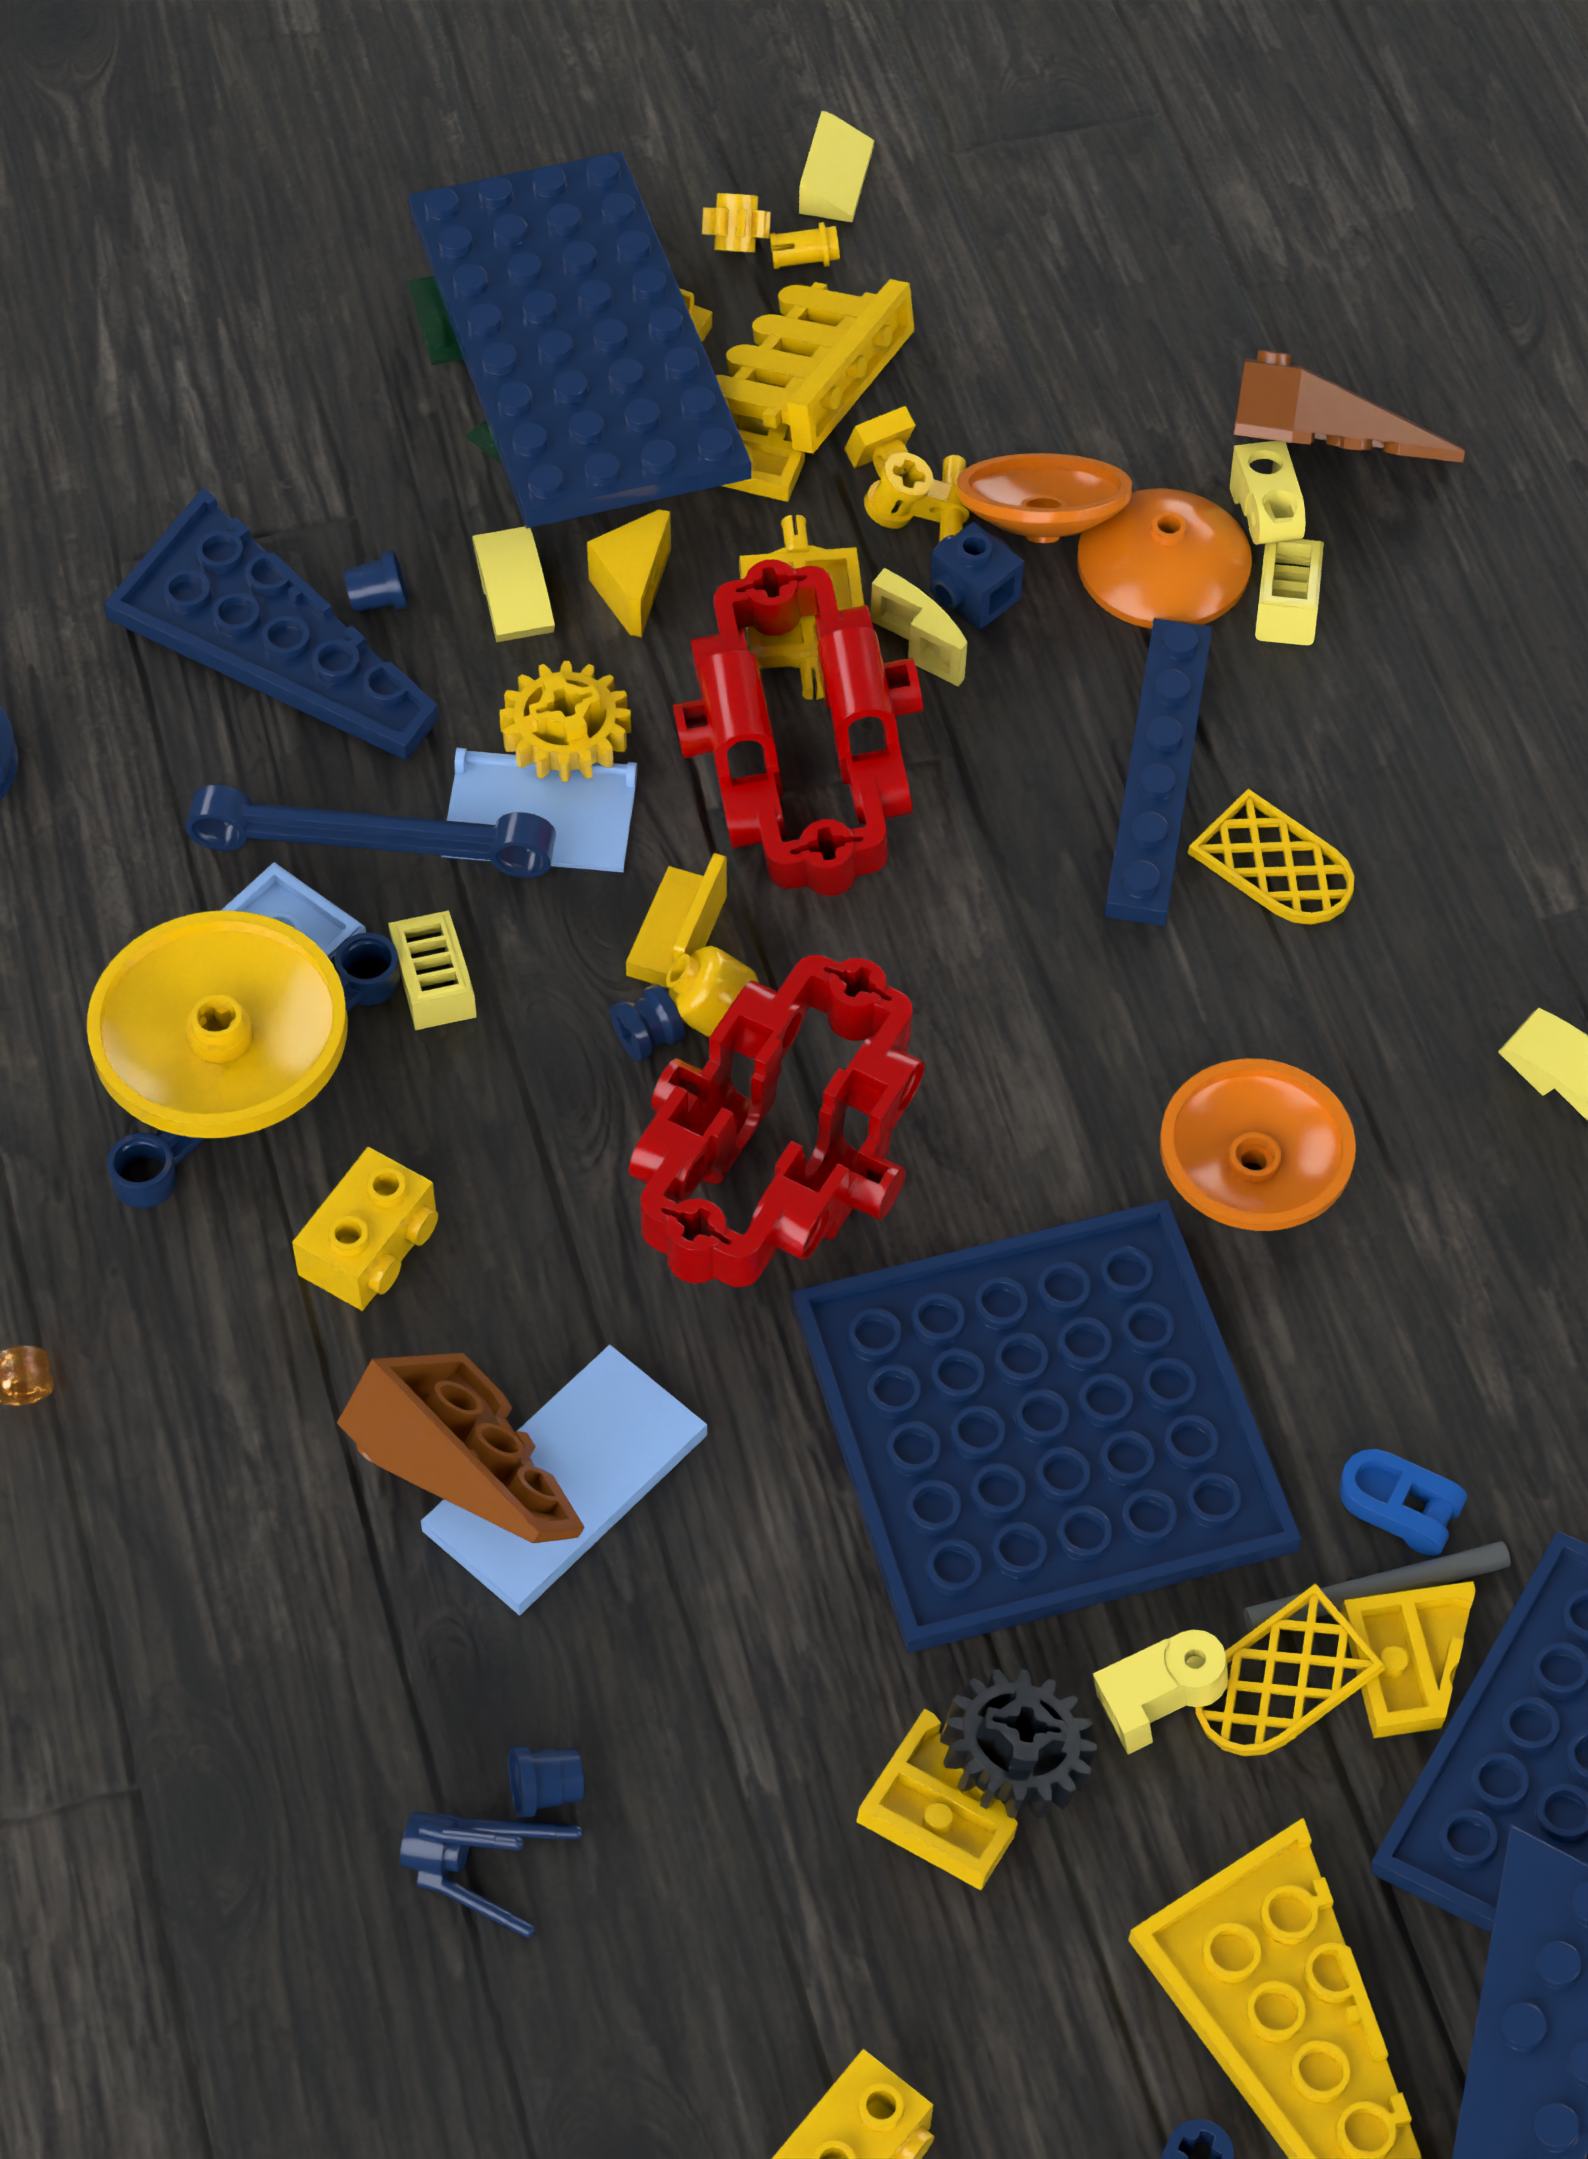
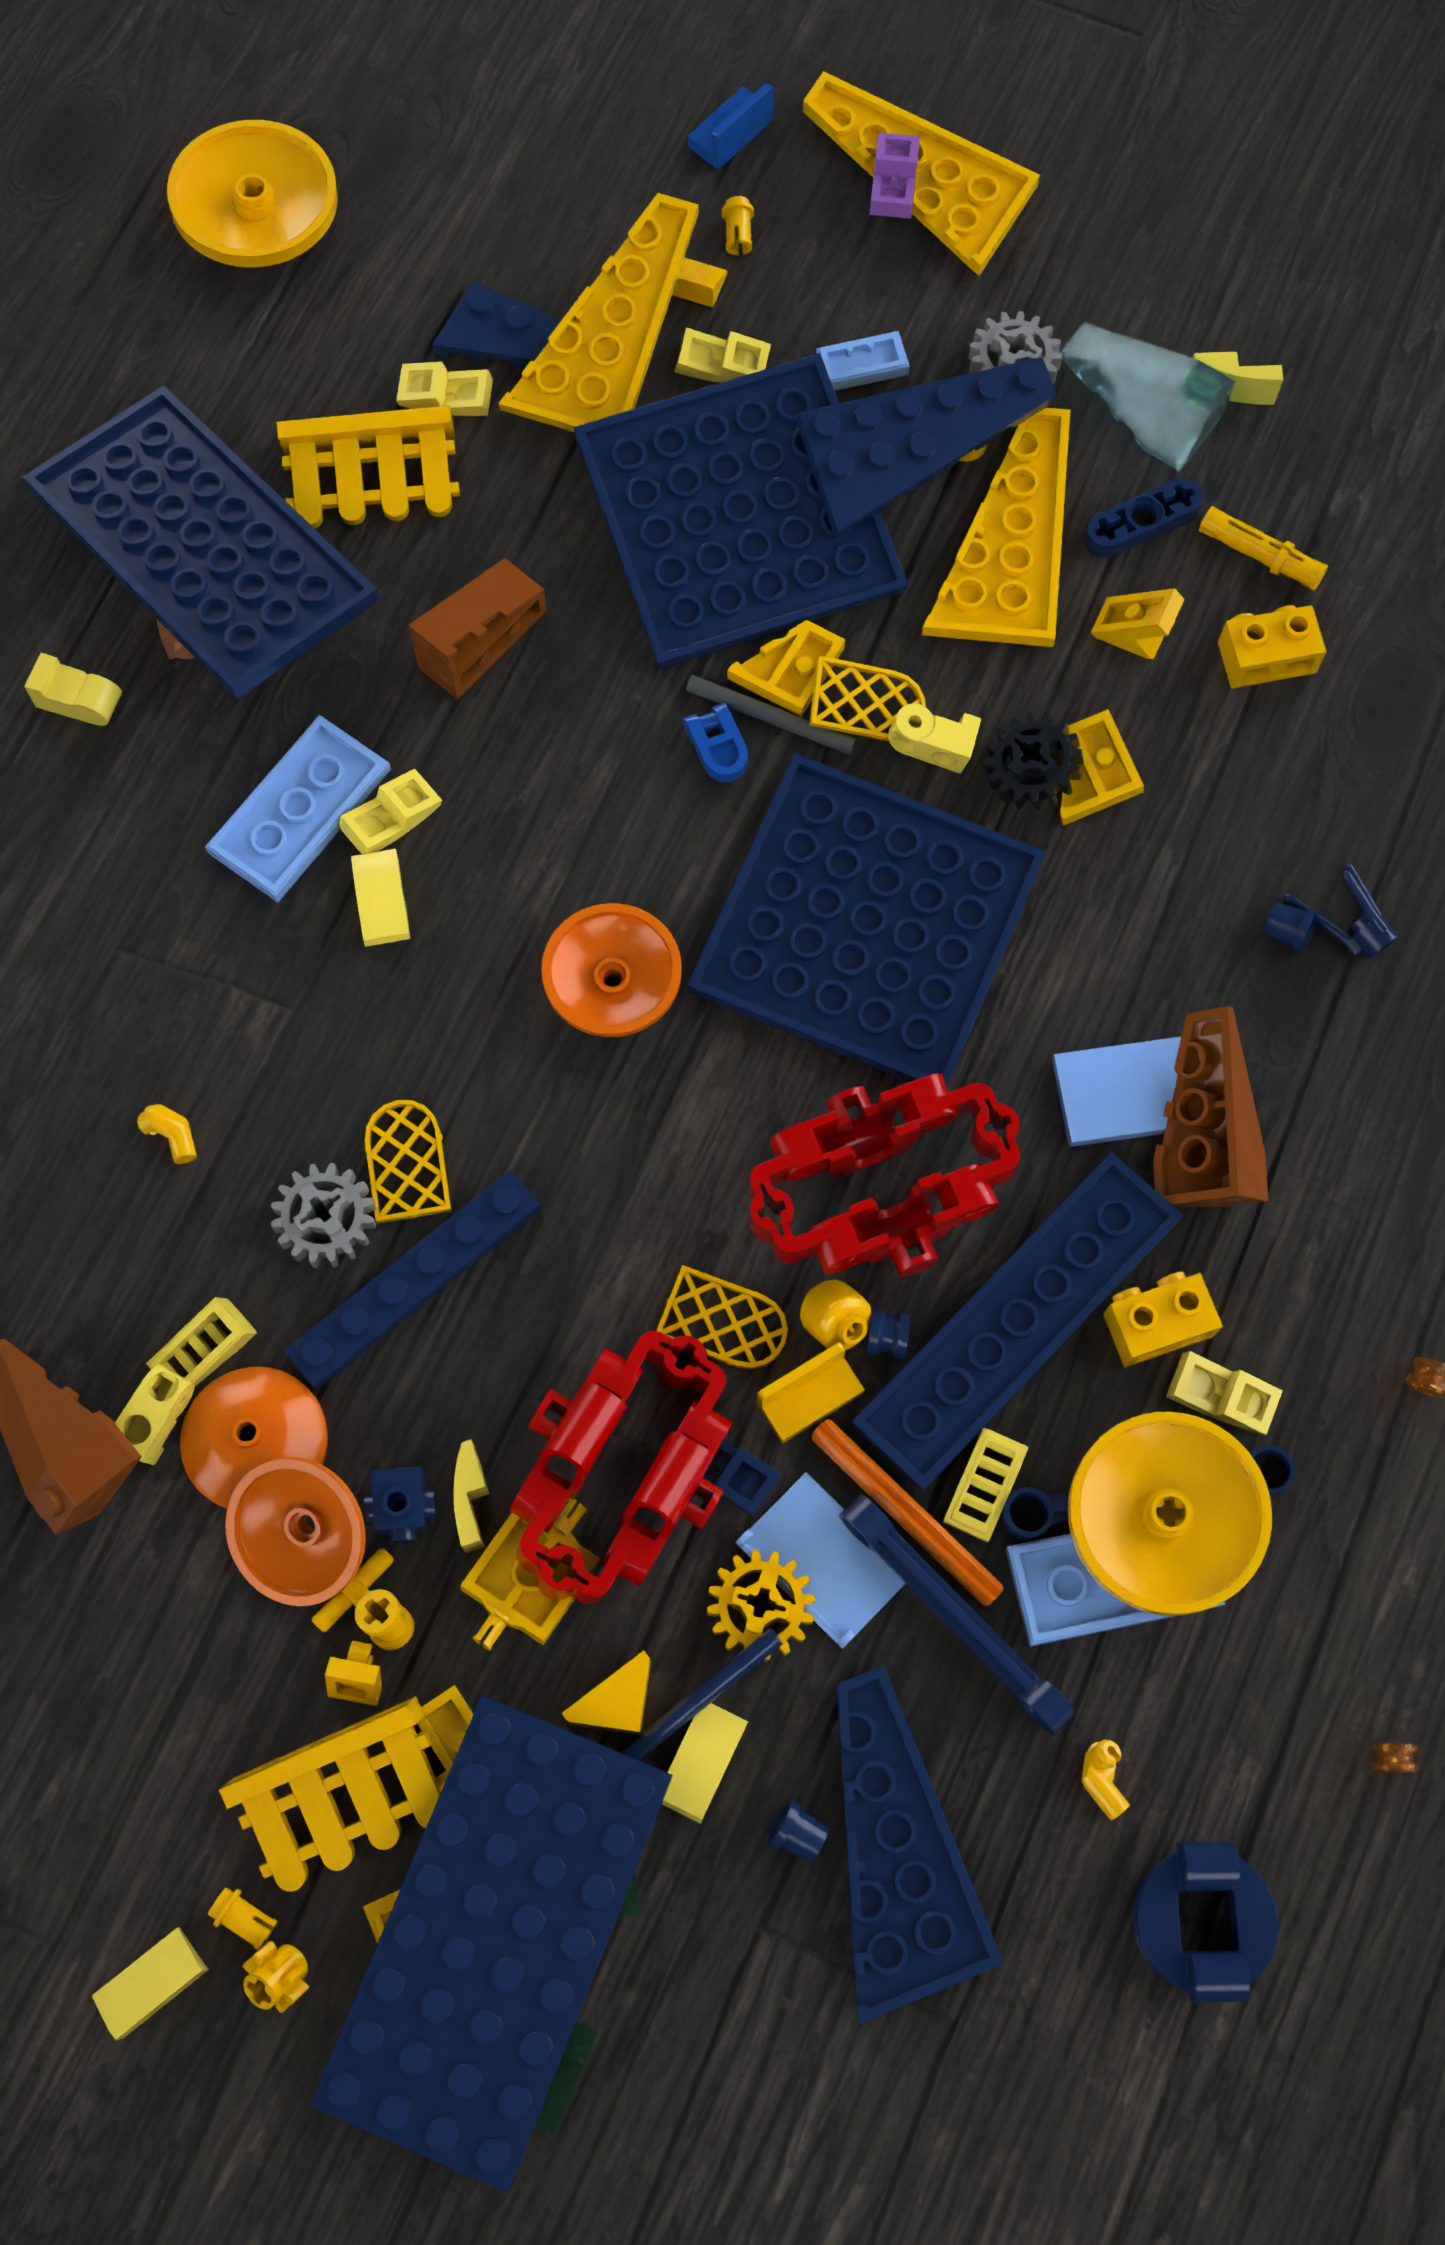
camera: 140 degrees left, 15 degrees up
(119, 802) = (1099, 1776): none -> yellow arm
(239, 1220) = (1224, 1394): none -> light yellow slope
(492, 893) = (907, 1512): none -> orange axle
(520, 1139) = (1016, 1321): none -> dark blue plate
(554, 615) = (703, 1695): none -> dark blue bar
(682, 811) = (741, 1476): none -> dark blue slope
(801, 908) = (746, 1294): none -> yellow window
(1050, 2043) = (1138, 620): none -> yellow slope
(1328, 755) = (309, 1226): none -> light grey gear
(1524, 731) = (172, 1126): none -> yellow arm

